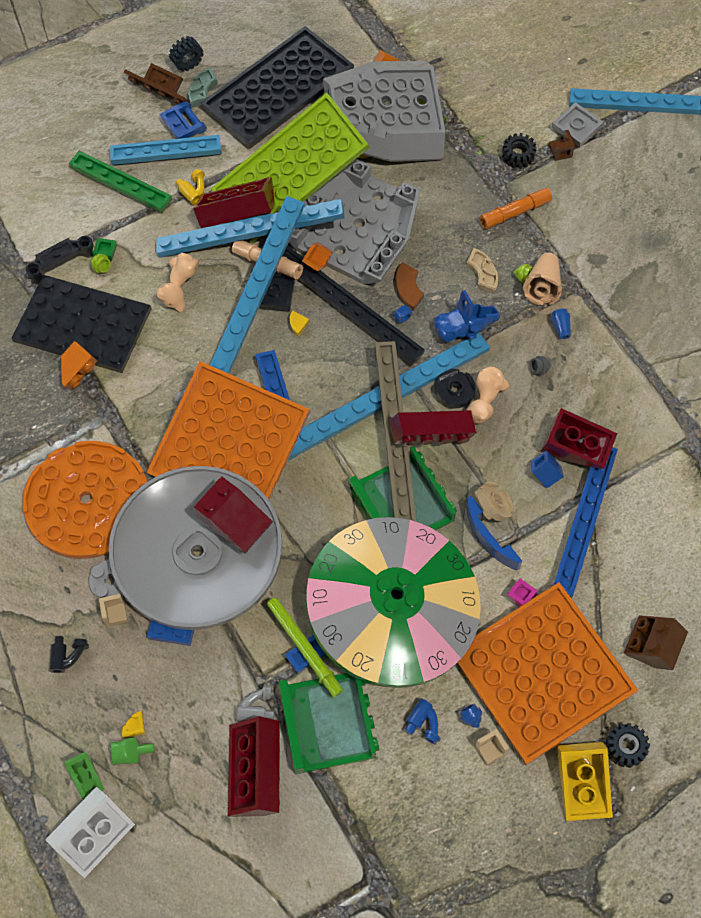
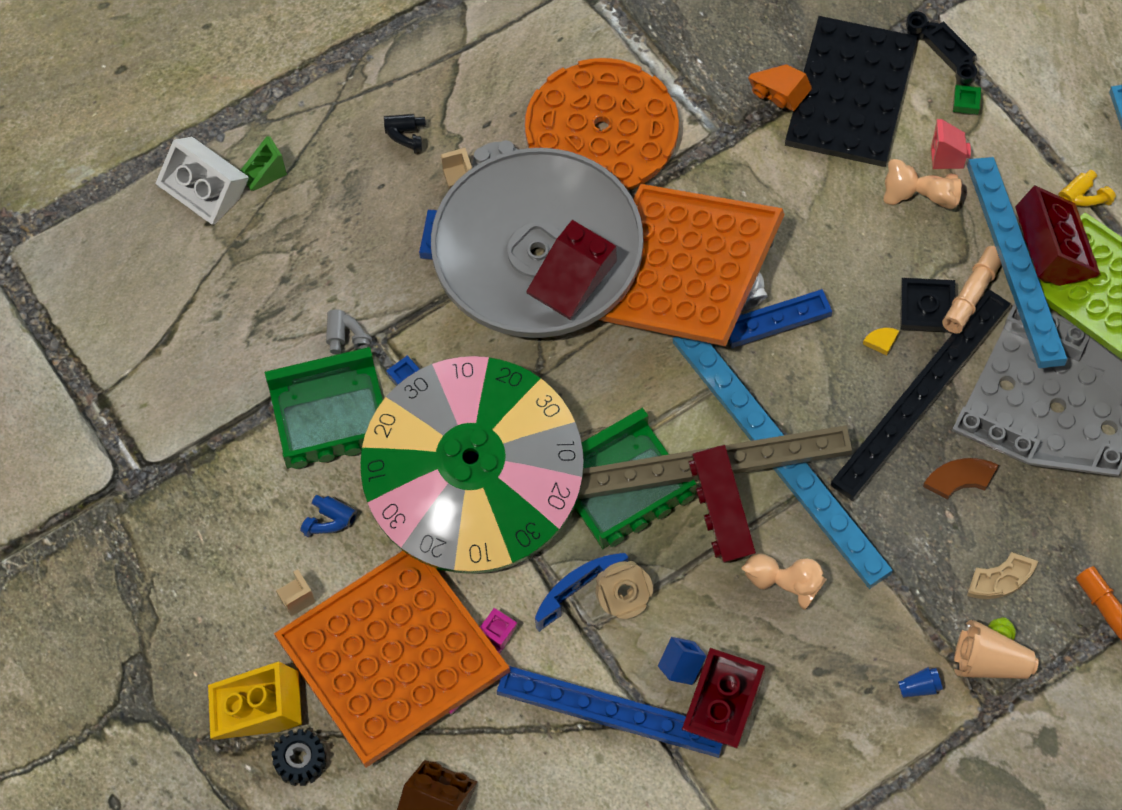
camera: 90 degrees right, 0 degrees up
(100, 263) = (942, 97): lime plate -> none
(120, 181) = (1079, 104): green plate -> none
(129, 751) = (291, 206): bright green piece -> none
(134, 726) = (323, 211): yellow tile -> none
(147, 263) = (949, 147): none -> coral slope
(254, 767) = (270, 336): dark red slope -> none
(257, 284) = (922, 275): dark azure plate -> none
(317, 256) = (984, 349): orange panel -> none
(322, 671) = (443, 352): lime axle -> none
(402, 314) = (910, 468): blue axle -> none
(459, 379) = (803, 527): black plate -> none
(465, 319) = (905, 548): blue piece -> none
(471, 715) = (335, 570): blue plate -> none
(539, 365) = (846, 653): dark grey plate -> none

